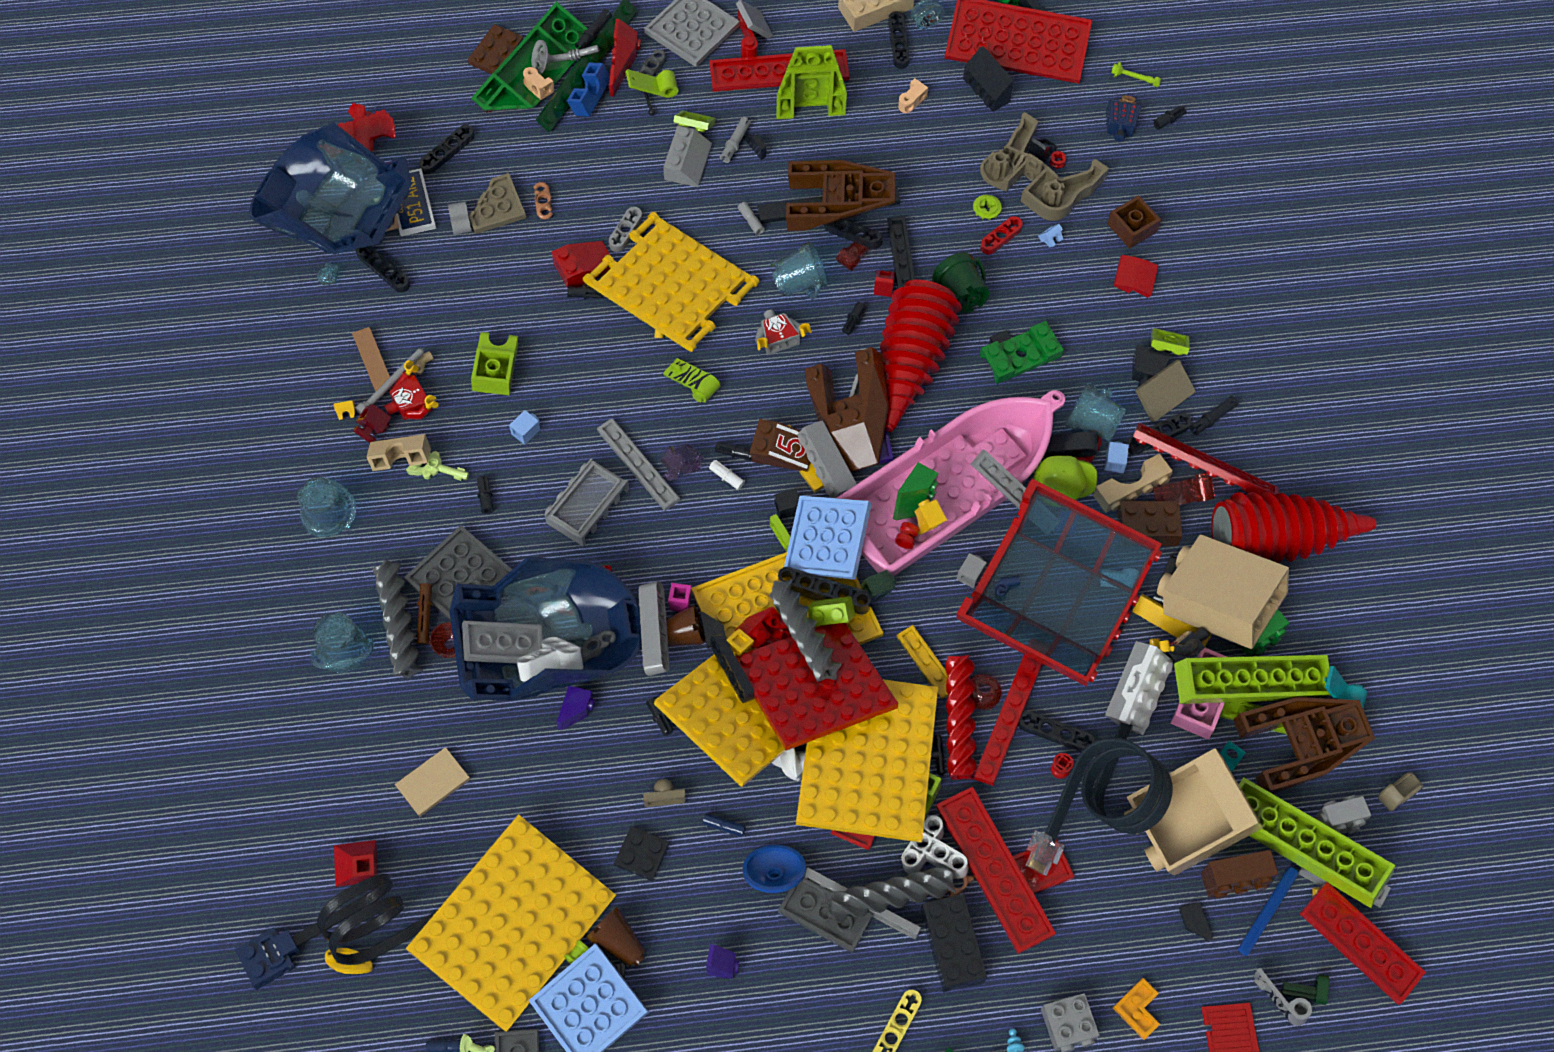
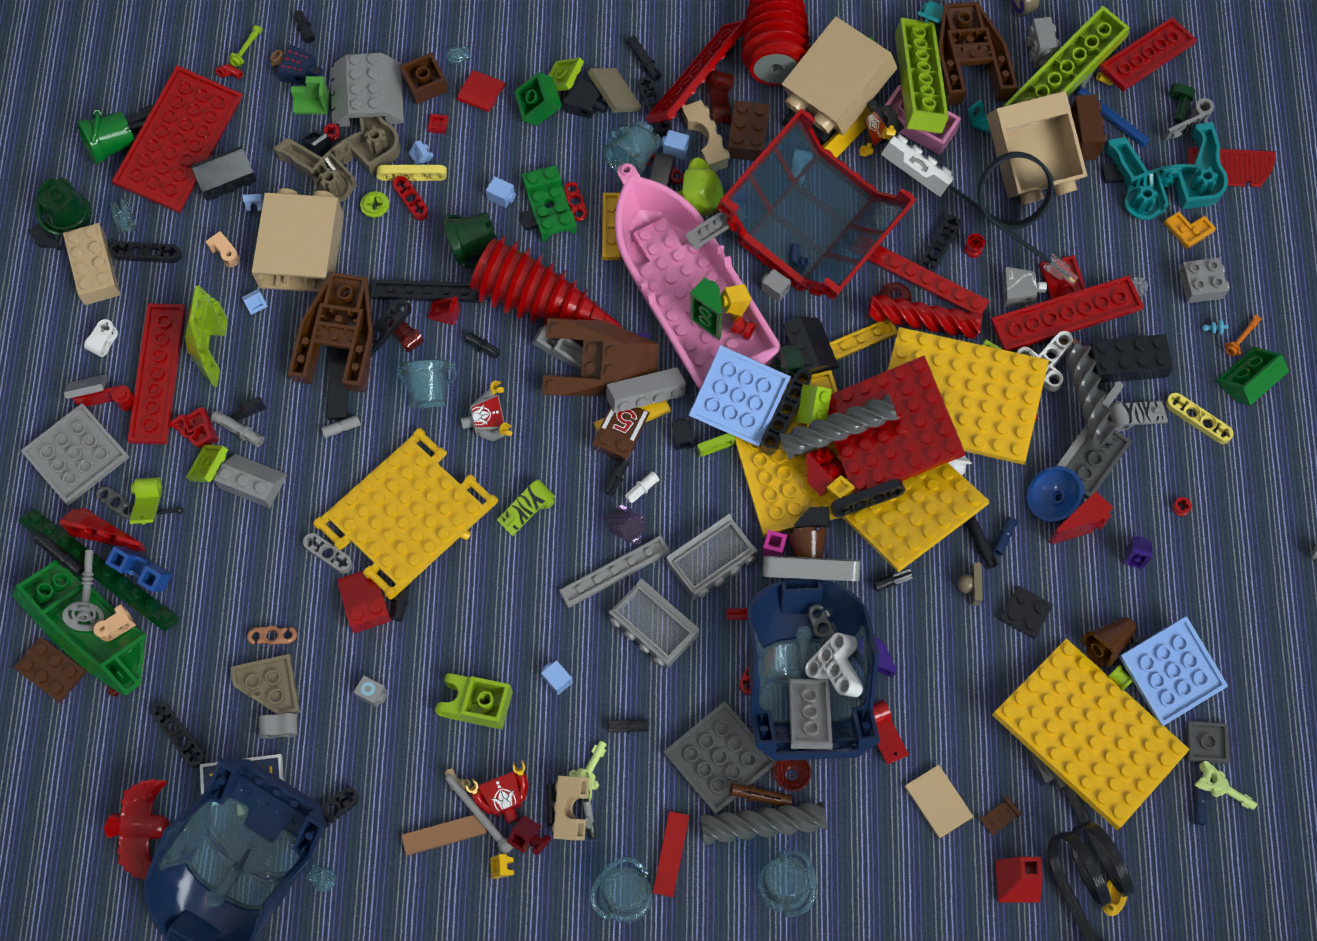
camera: 80 degrees left, 5 degrees up
(365, 546) = (671, 854): none -> red tile
(390, 473) = (590, 824): none -> light grey piece
(421, 842) = (1000, 816): none -> reddish brown piece
(497, 281) = (370, 692): none -> light grey brick
(510, 717) = (890, 743): none -> red door
(661, 545) = (711, 557): none -> window
(713, 800) = (981, 542): none -> black pin
(731, 109) = (196, 427): none -> red slope
(750, 900) = (1084, 520): none -> red slope
(789, 1019) = (1176, 508): none -> red bush
(803, 23) = (101, 339): none -> white piece
(864, 129) = (254, 301): none -> light blue tile
(888, 957) = (1139, 413): none -> light grey door
(906, 609) = (813, 343): none -> black slope
(931, 147) = (297, 240): none -> tan brick
(969, 109) = (250, 199): none -> light blue tile
(1020, 818) = (1020, 286): none -> light grey torso
(1023, 308) = (500, 192): none -> light blue brick
(1028, 231) = (412, 172): none -> light yellow beam
(1034, 370) = (575, 194): none -> red piece
(1050, 951) = (1141, 285): none -> clear tile
(1089, 135) = (311, 98): none -> bright green panel
(1090, 245) = (438, 123): none -> red tile
(1104, 66) = (228, 70): none -> red arm
(1109, 179) = (366, 88): none -> light grey slope
(1134, 321) = (537, 98): none -> green brick
(1172, 249) = (457, 55): none -> clear light blue animal
(1197, 1010) = (1195, 183): none -> teal animal

